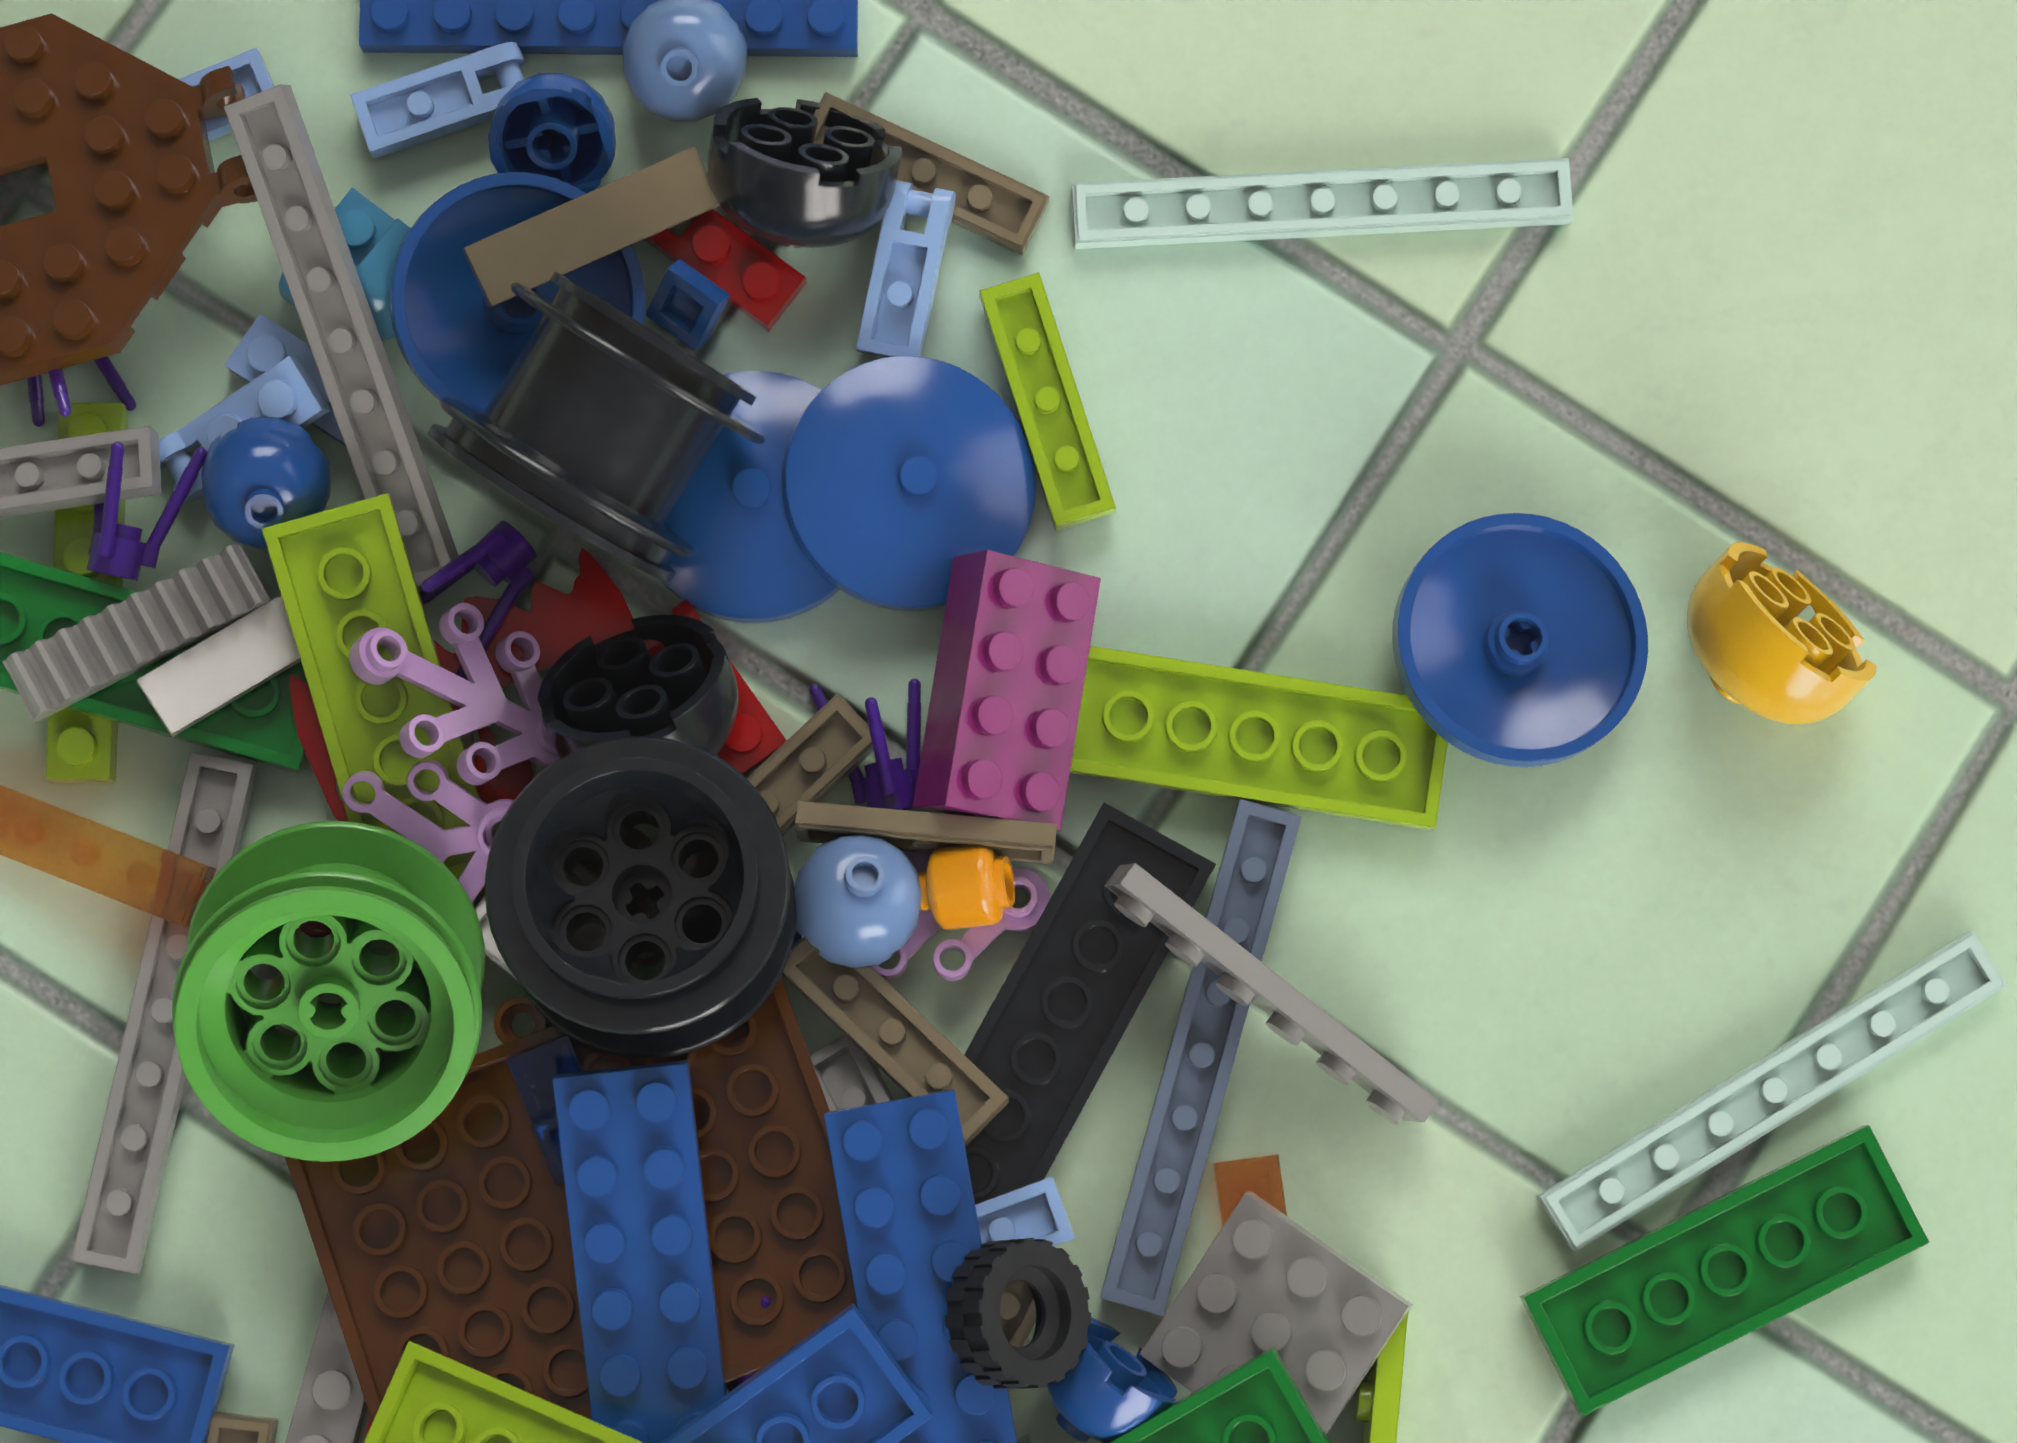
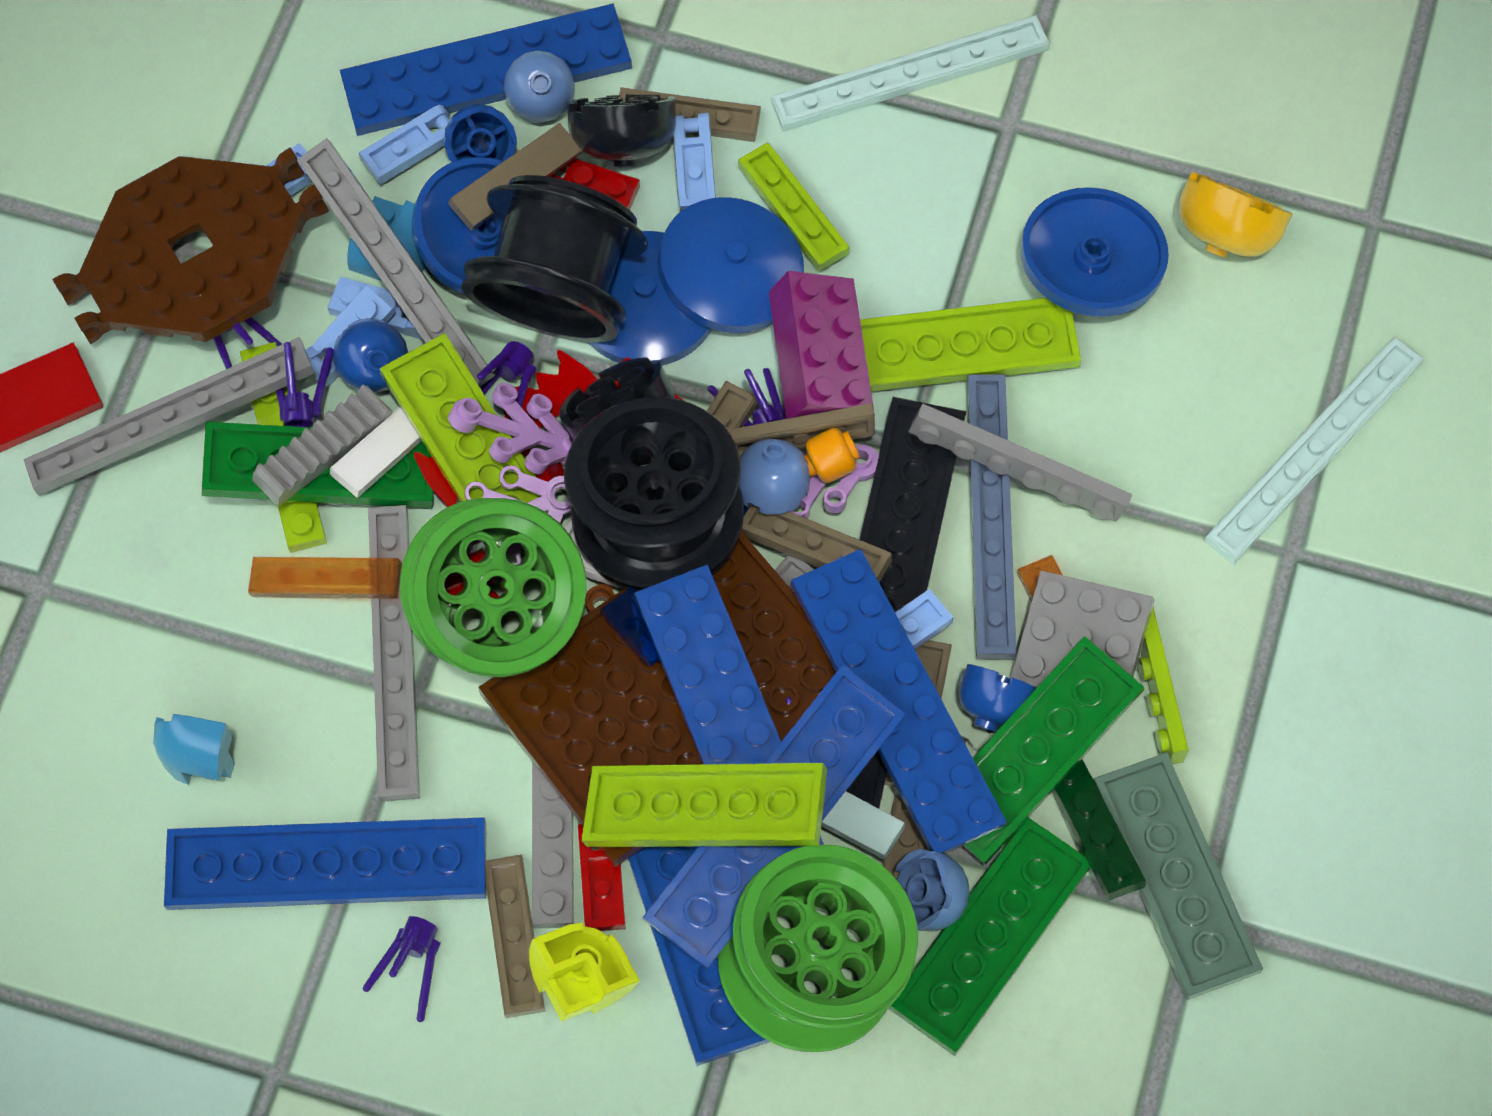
camera: 10 degrees left, 15 degrees down
(976, 1321) = (919, 665): black tyre -> none
(1724, 1270) = (1321, 546): green plate -> none

